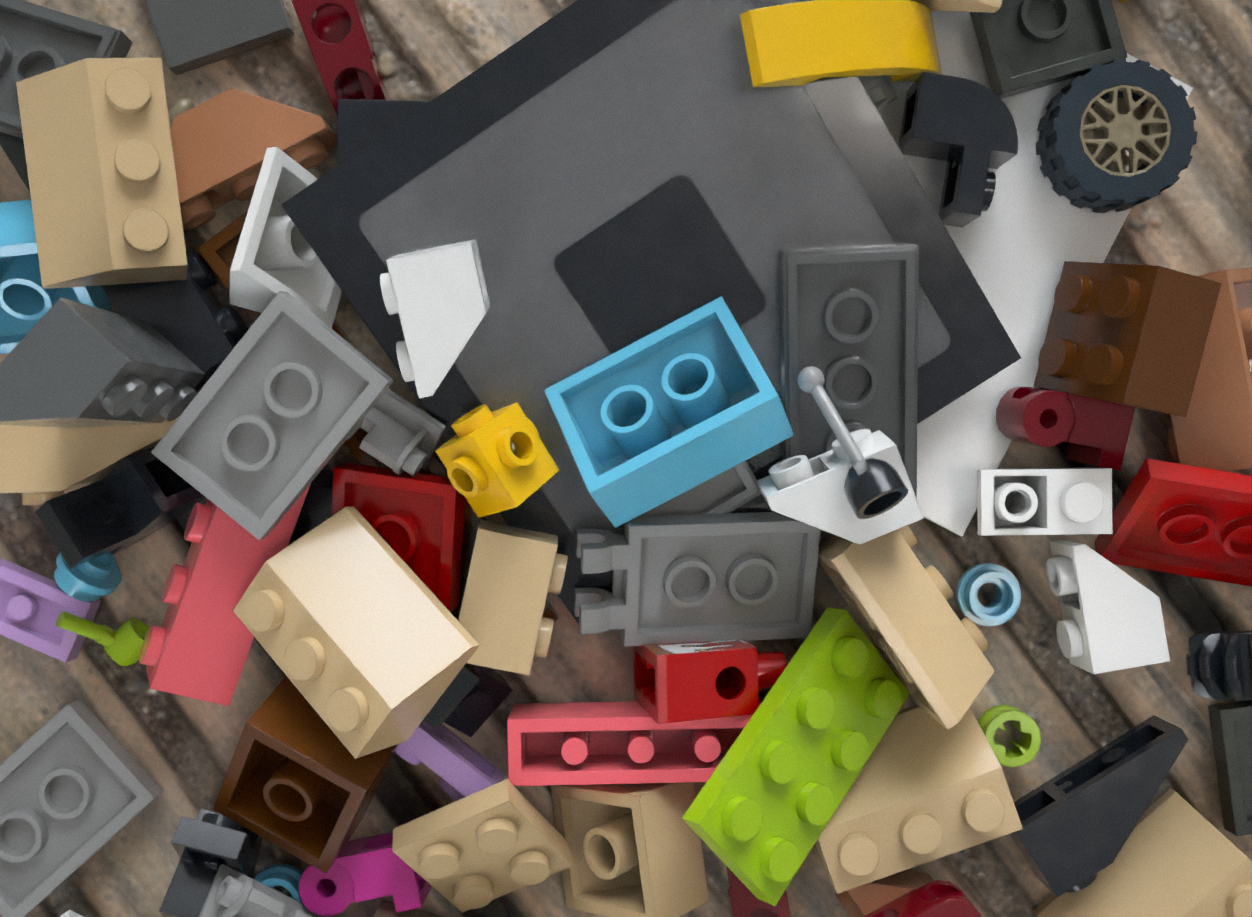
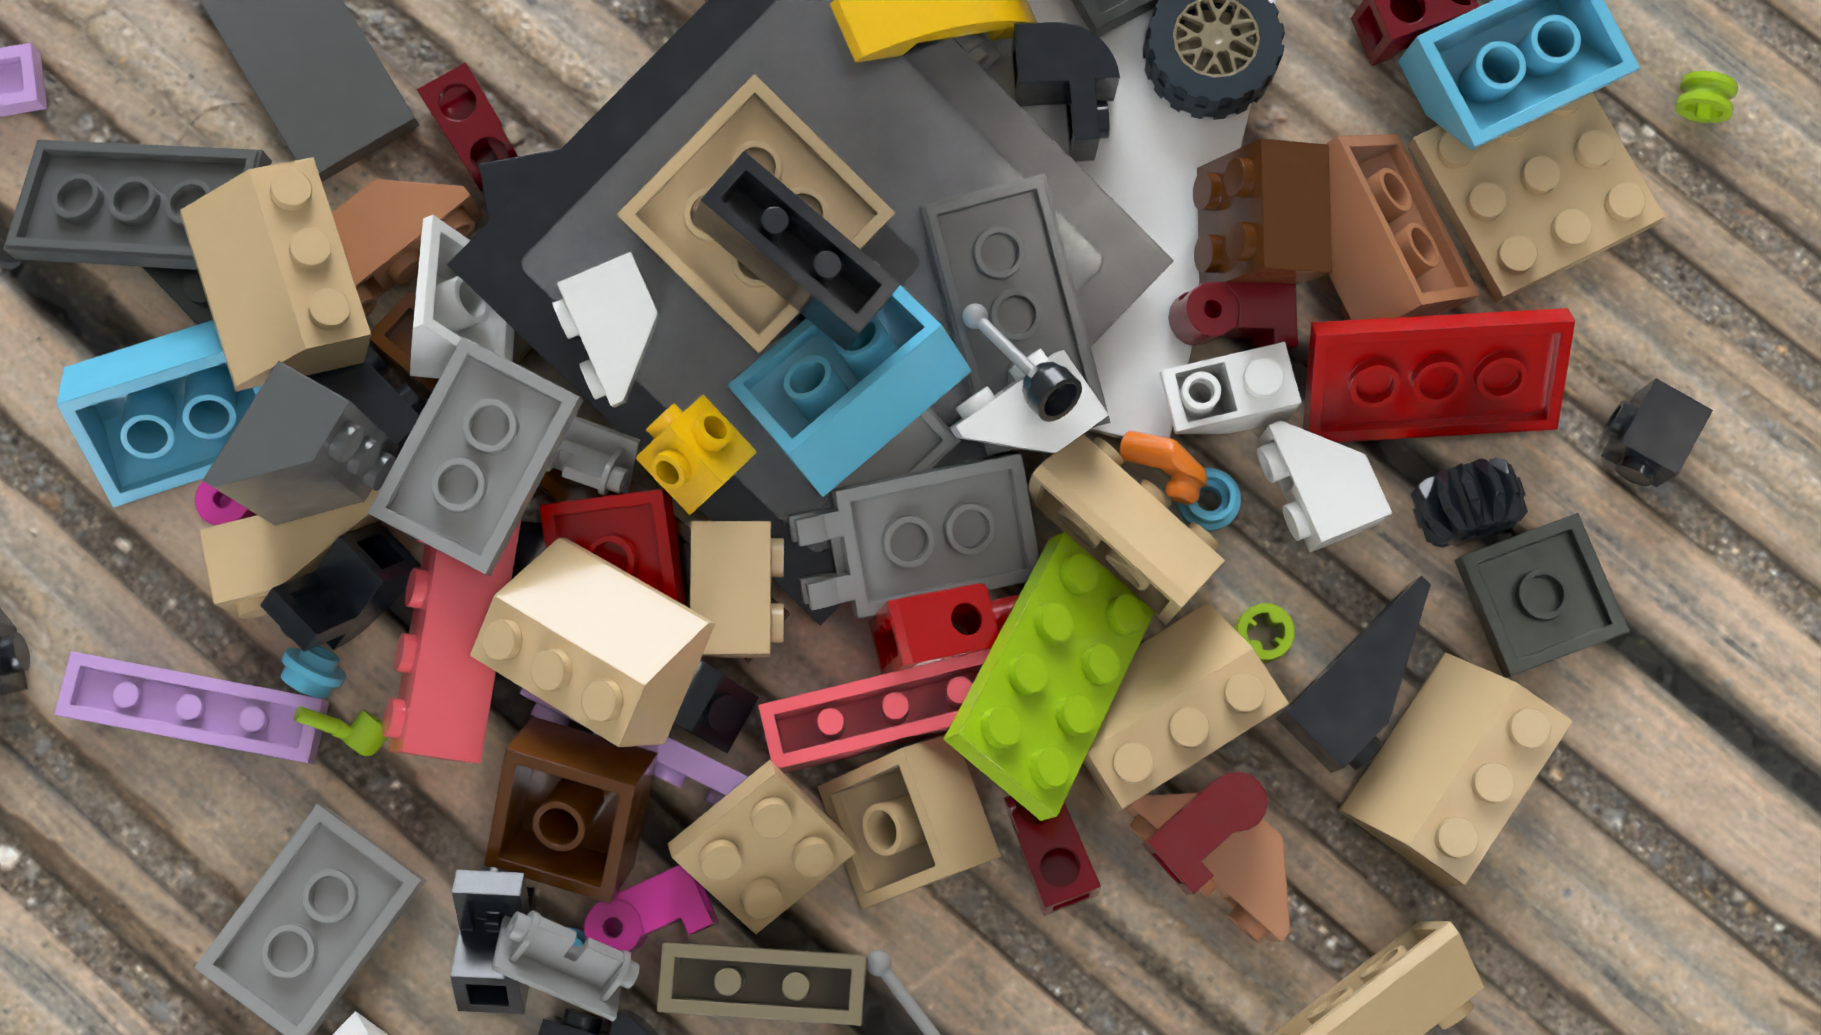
camera: 10 degrees left, 10 degrees down
(611, 223) = (786, 147): none -> tan plate
(645, 285) = (794, 250): none -> black brick
(965, 553) = (1171, 457): none -> orange arm

